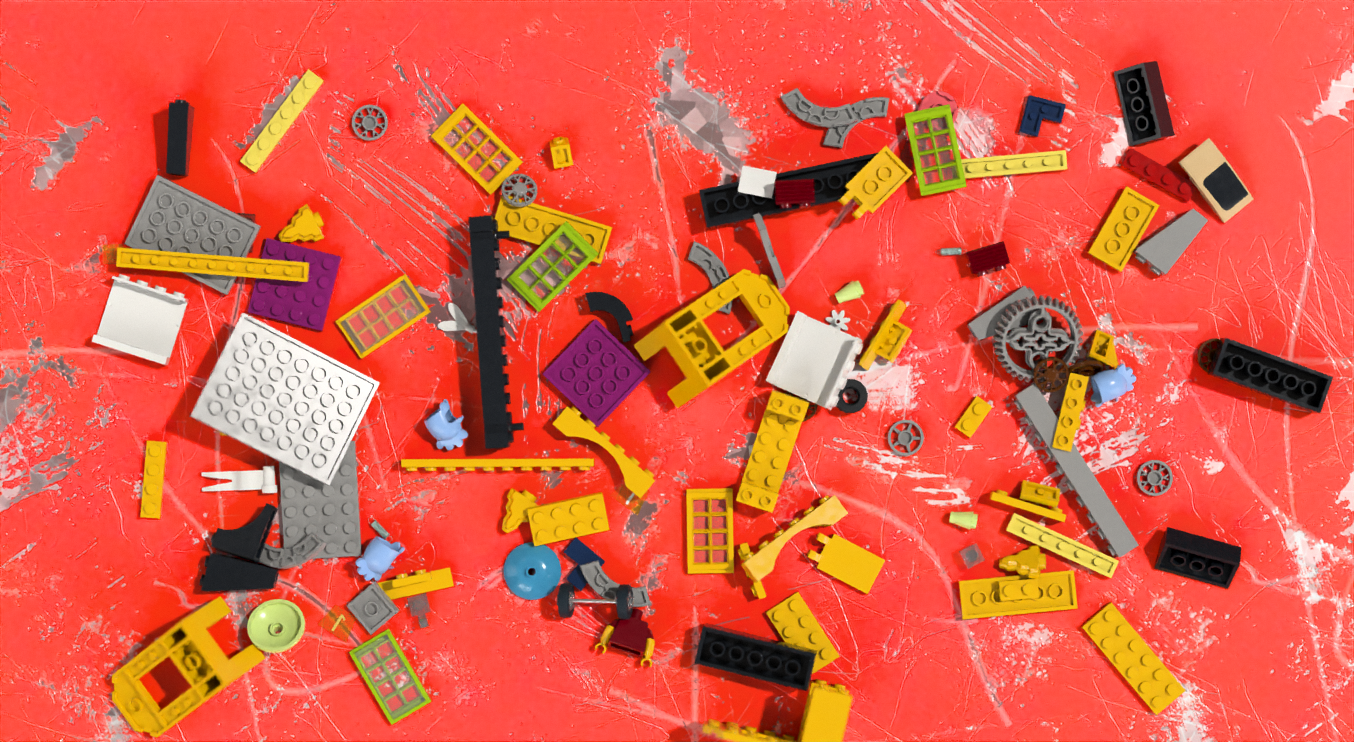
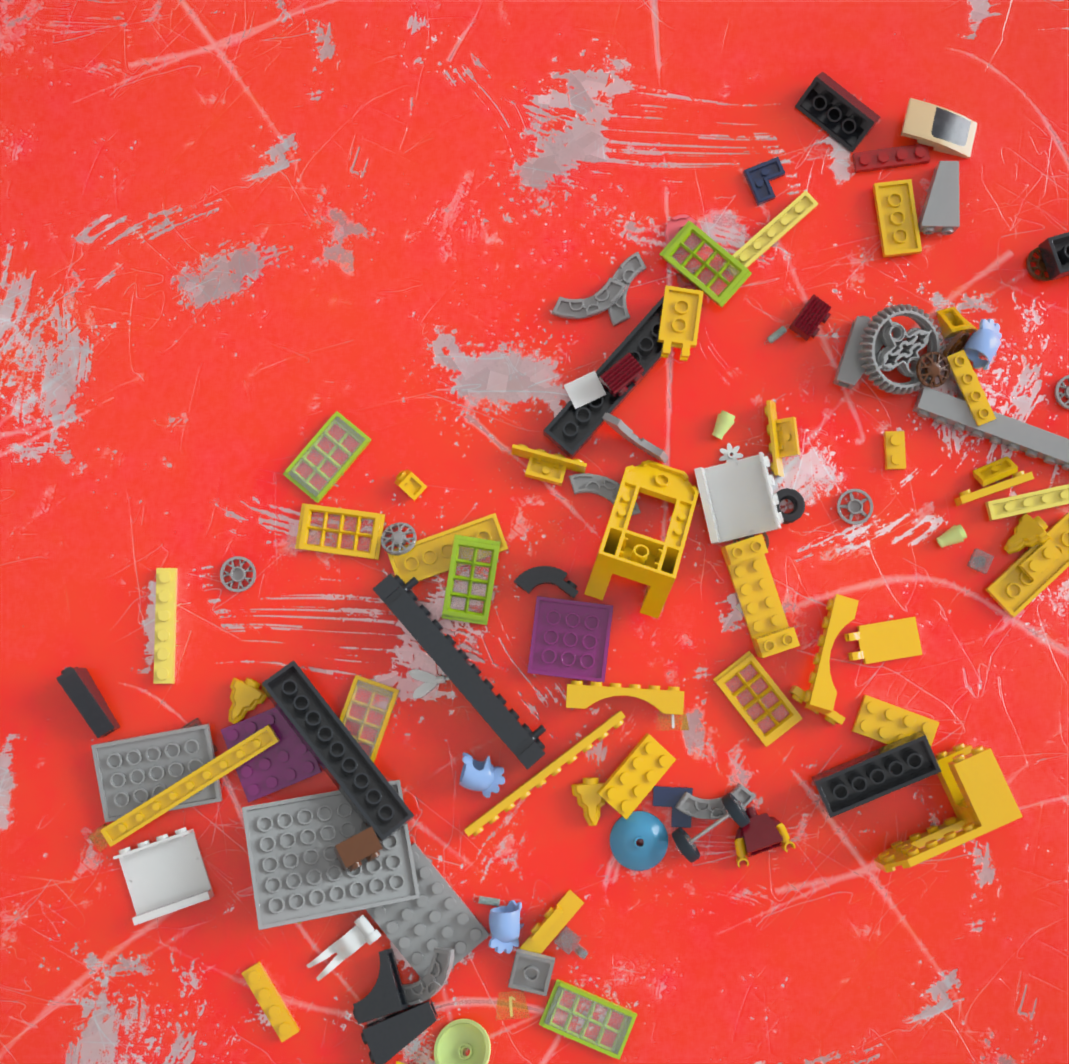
camera: 30 degrees left, 5 degrees down
(309, 411) = (357, 849): none -> reddish brown brick
(347, 323) = (337, 751): none -> black brick
(510, 80) = (327, 457): none -> clear piece
(681, 220) = (547, 466): none -> yellow bracket

